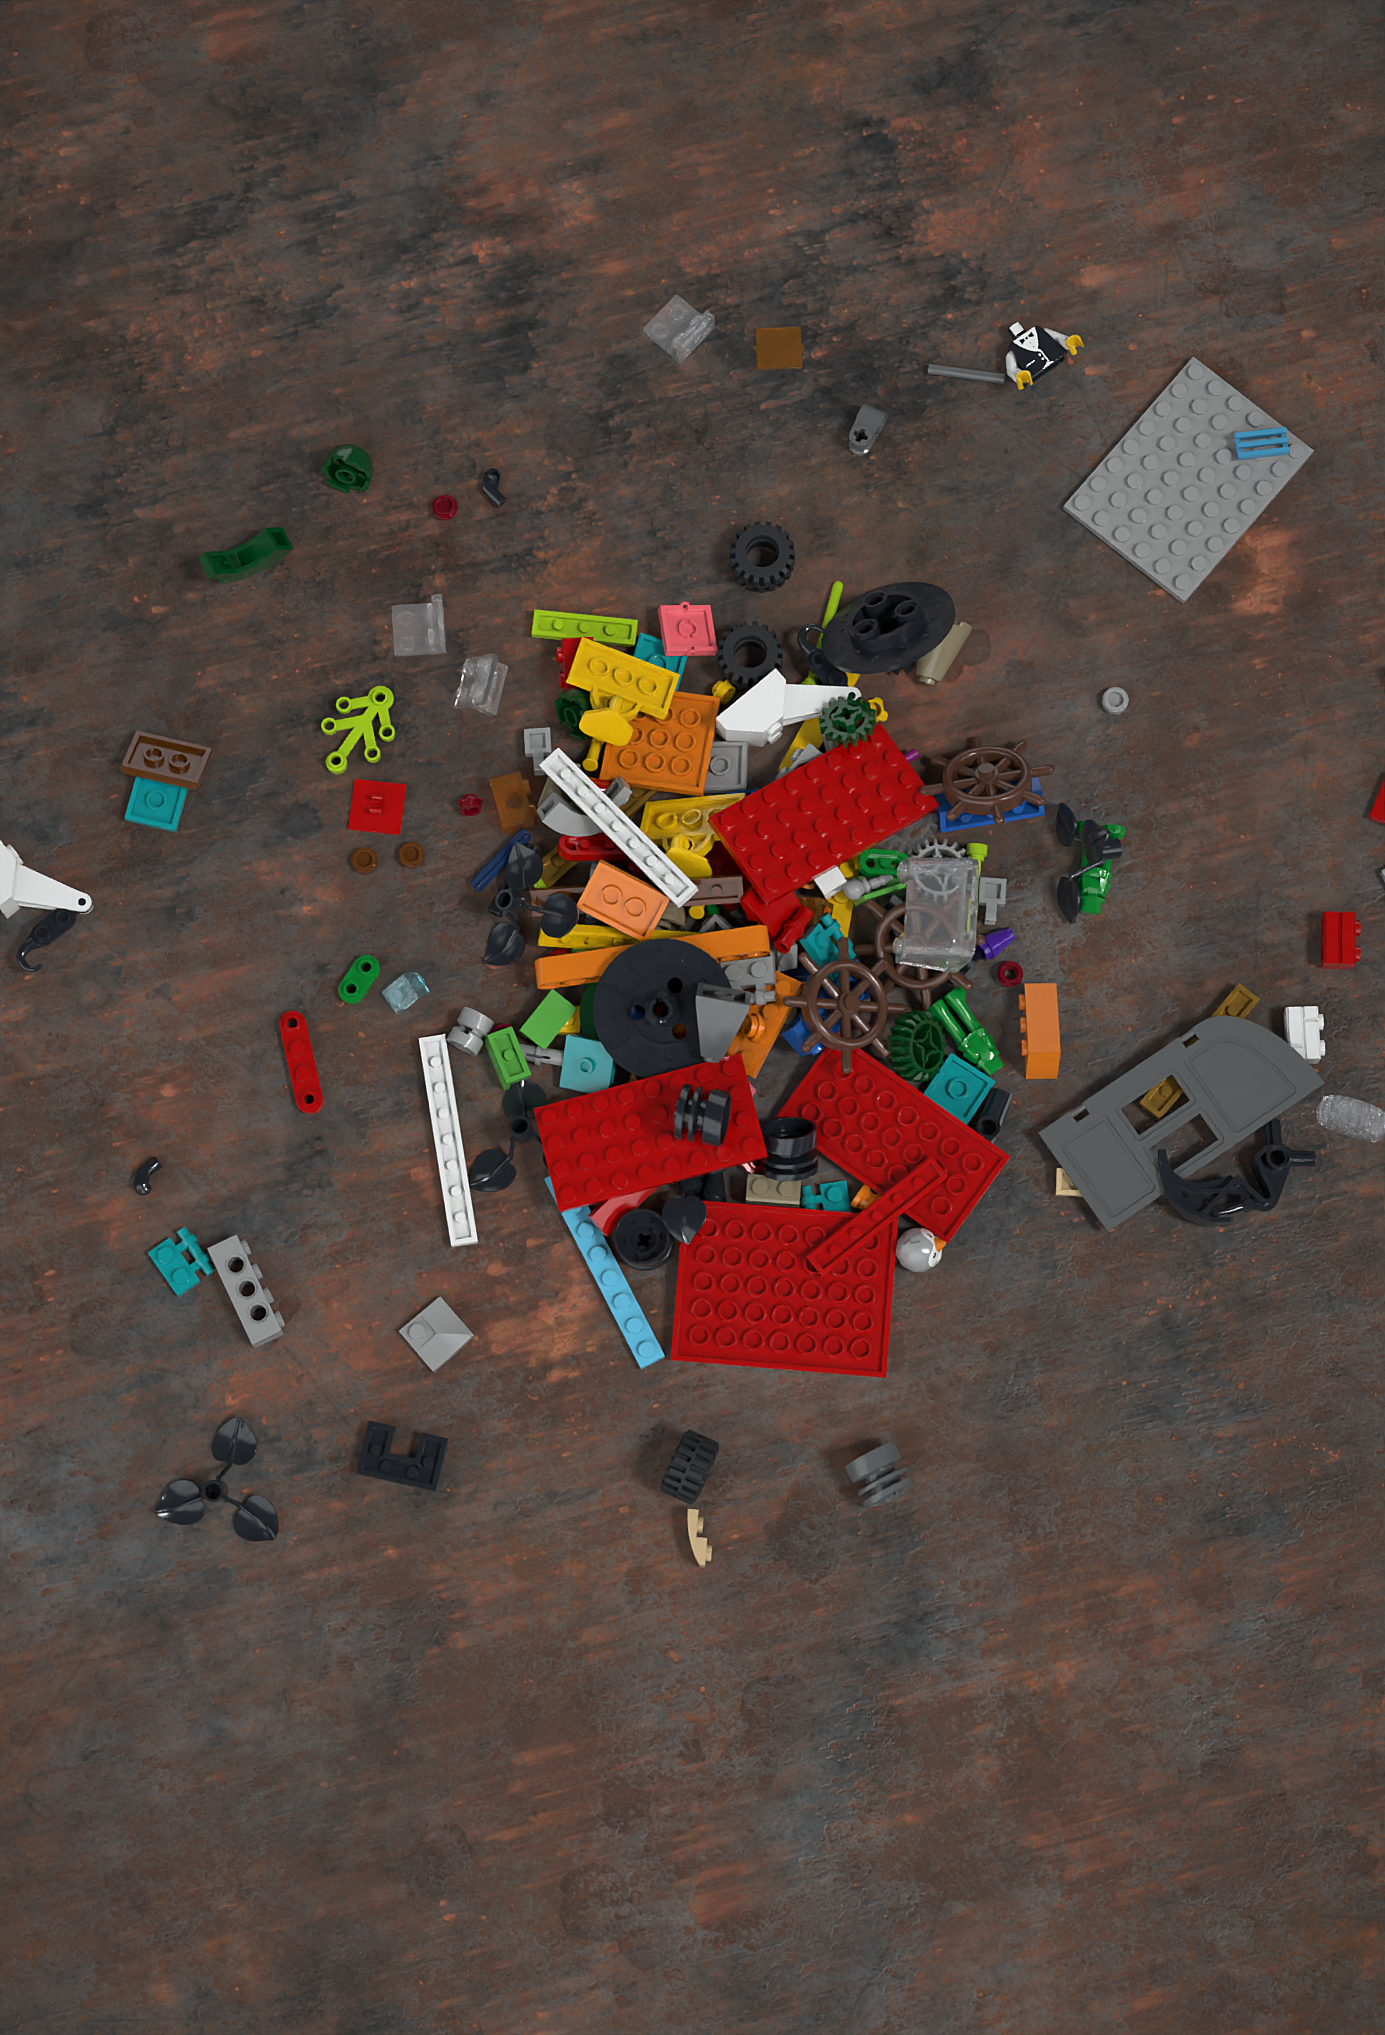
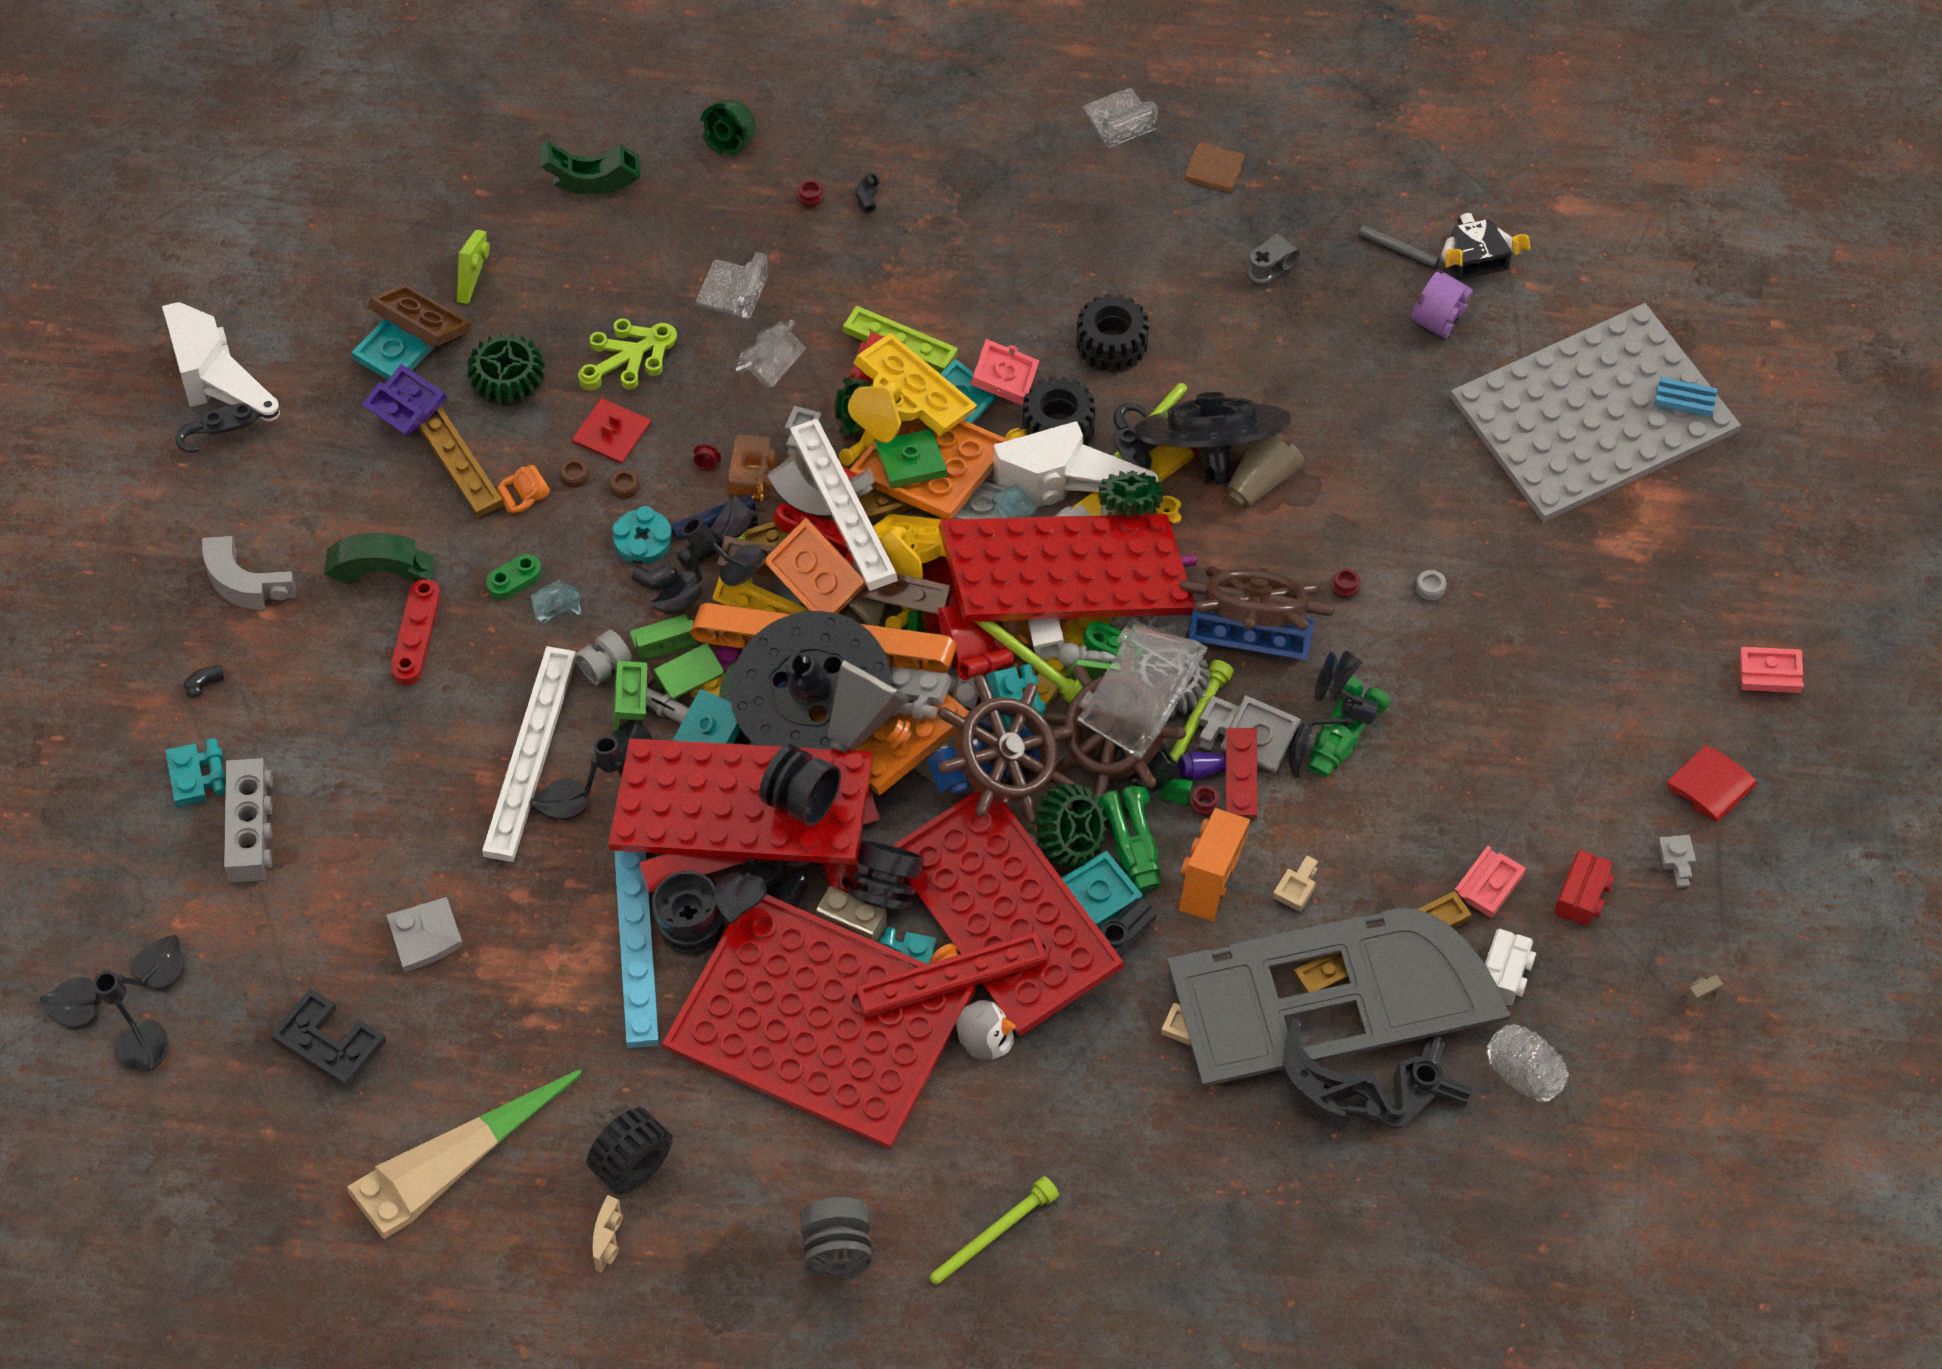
camera: 20 degrees right, 20 degrees down
(131, 1077) = (238, 585): none -> light grey arch
(187, 691) = (470, 264): none -> lime wing
(194, 850) = (404, 400): none -> dark purple slope
(240, 1010) = (377, 553): none -> dark green arch
(249, 877) = (460, 464): none -> pearl gold plate
(272, 781) = (505, 368): none -> dark green gear
(334, 889) = (529, 486): none -> orange piece
(453, 914) = (642, 521): none -> teal plate
(479, 937) = (657, 578): none -> black arm
(508, 989) = (663, 638): none -> bright green panel
(525, 1551) = (413, 1180): none -> tan plate
(572, 993) = (727, 655): none -> magenta plate
(648, 750) = (911, 459): none -> green plate
(750, 761) = (1013, 503): none -> clear light blue bracket
(862, 916) = (1068, 687): none -> lime piece
(984, 975) = (1177, 791): none -> green tile
(1017, 1371) = (1041, 1193): none -> lime piece
(1027, 425) = (1441, 304): none -> medium lavender brick
(1030, 939) = (1241, 772): none -> red plate
(1031, 897) = (1274, 731): none -> light grey plate
(1046, 726) = (1346, 583): none -> dark red plate
(1112, 1025) = (1297, 886): none -> tan plate
(1262, 962) = (1490, 881): none -> coral plate

